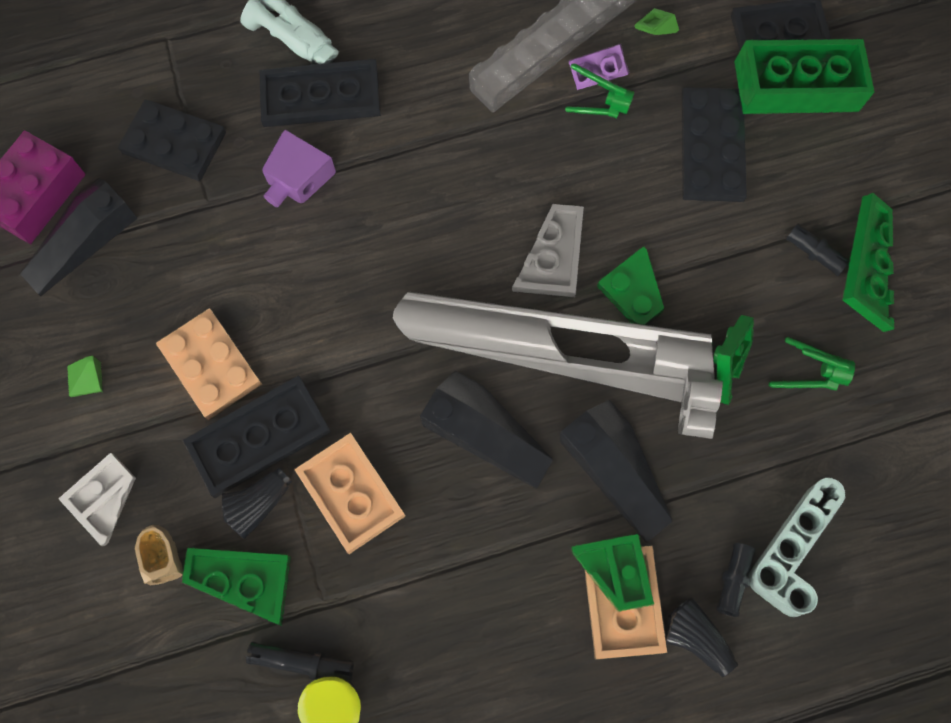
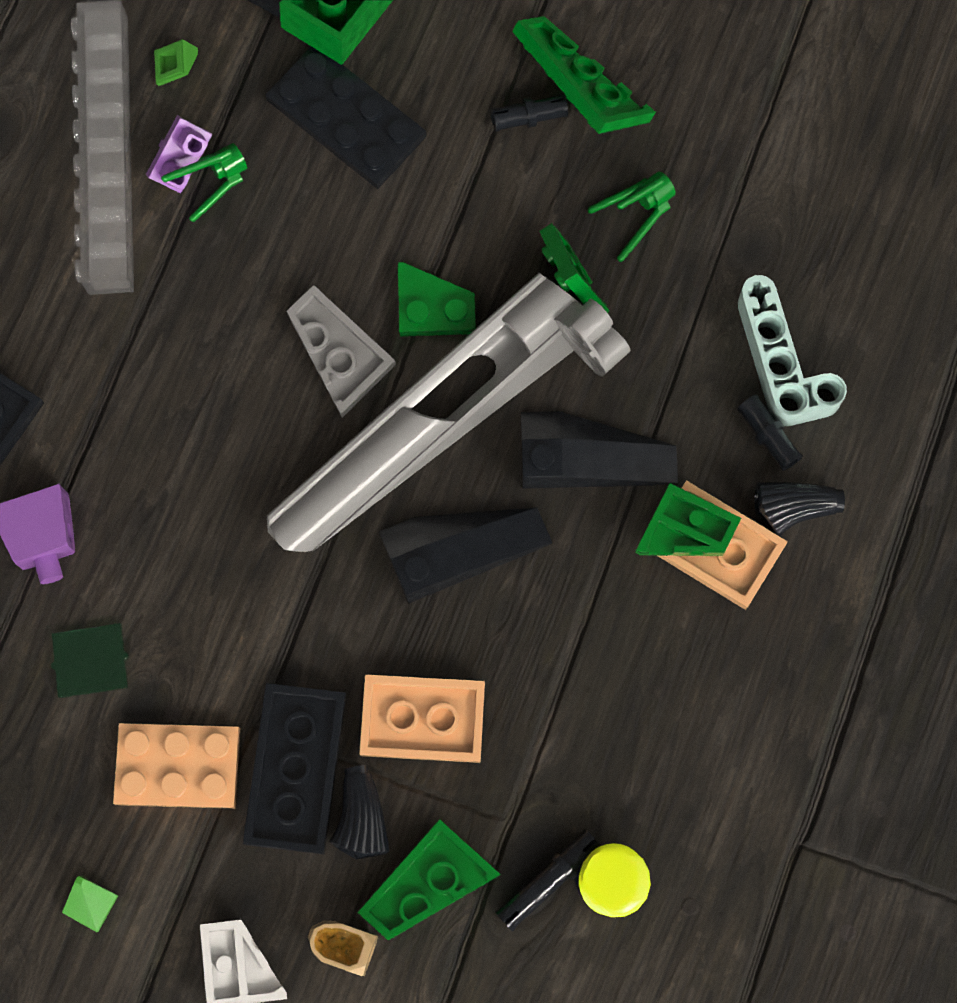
camera: 55 degrees left, 5 degrees up
(239, 263) = (90, 660): none -> clear green piece

